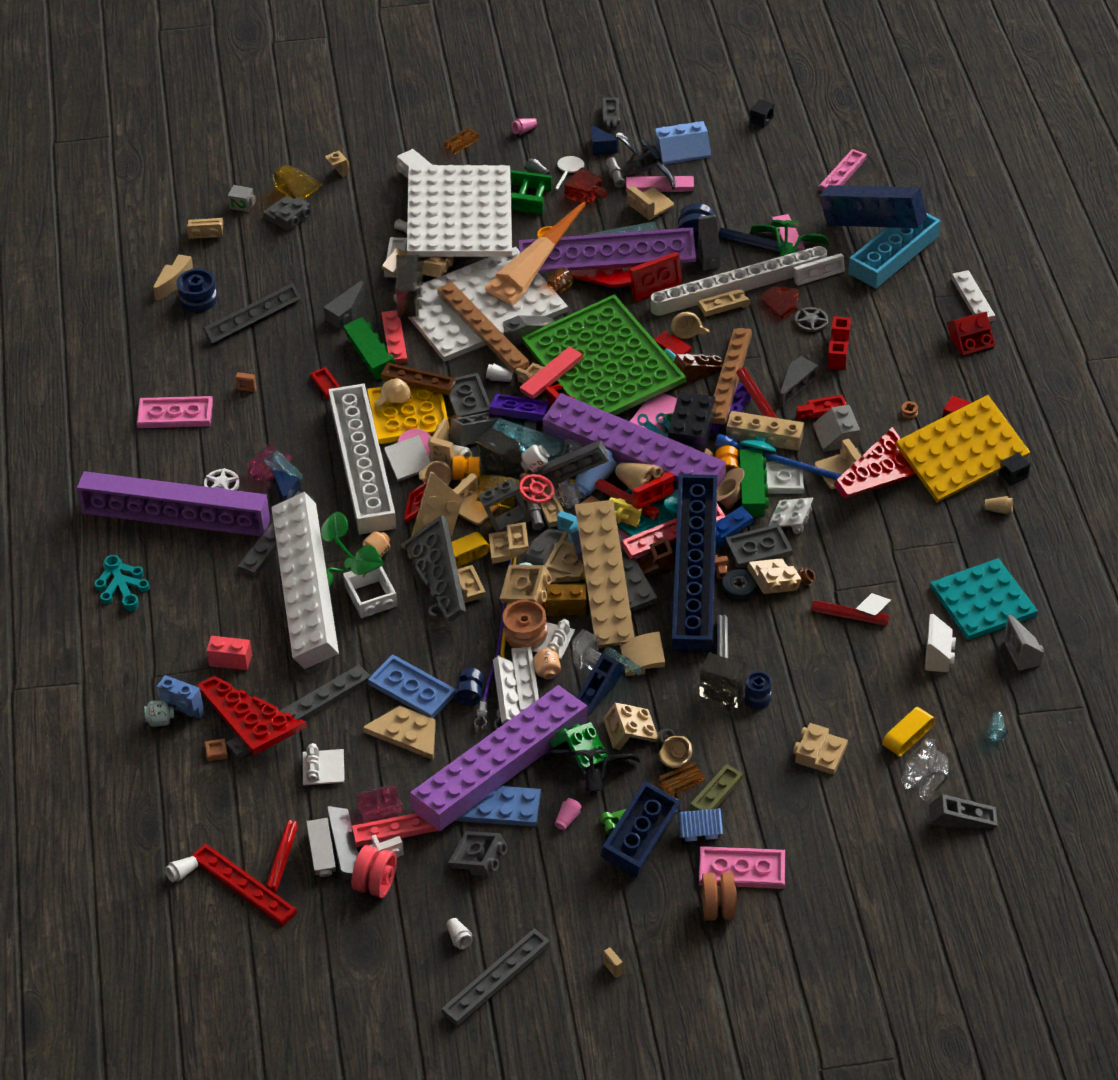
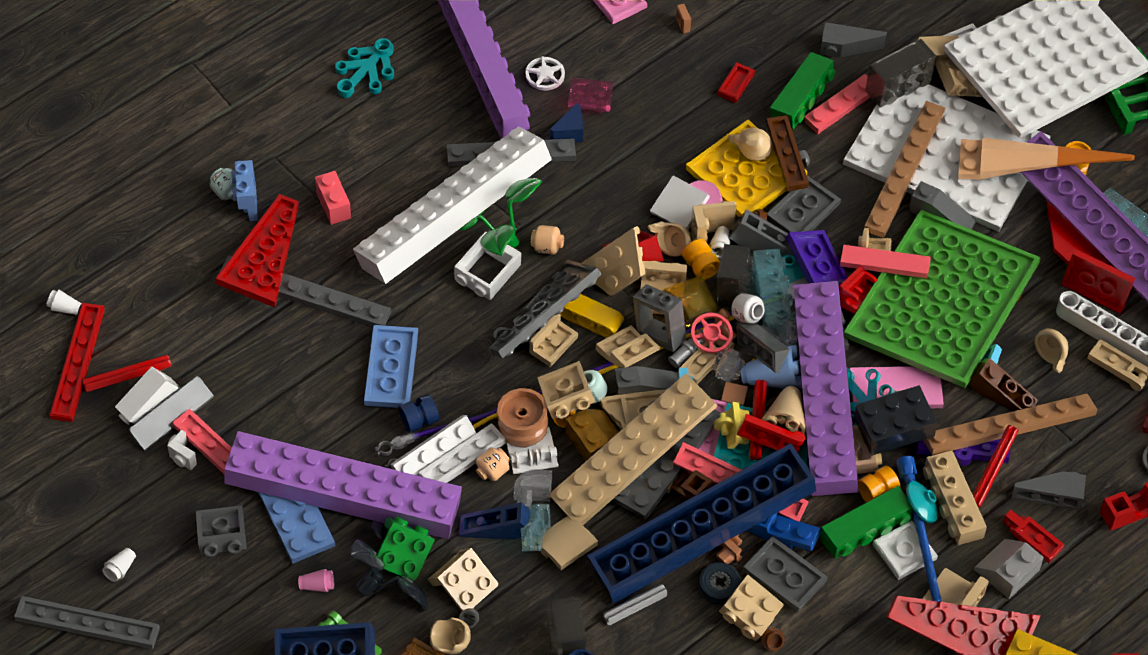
camera: 55 degrees right, 10 degrees up
(216, 750) = (217, 253): nougat tile -> none
(278, 462) = (586, 100): clear light blue plate -> none
(322, 766) = (250, 348): white hinge -> none
(362, 459) = (647, 166): white brick -> none
(373, 871) = (139, 454): coral wheel -> none
(379, 803) = (229, 416): clear pink bracket -> none
(406, 730) = (338, 391): tan wing -> none
(498, 373) = (855, 216): white cone -> none
(560, 279) = (1029, 199): clear orange head -> none
(672, 343) = (1019, 350): red tile -> none
(729, 489) = (837, 505): tan piece -> none
(792, 513) = (853, 581): white hinge -> none
(909, 414) = (1099, 629): nougat bush -> none

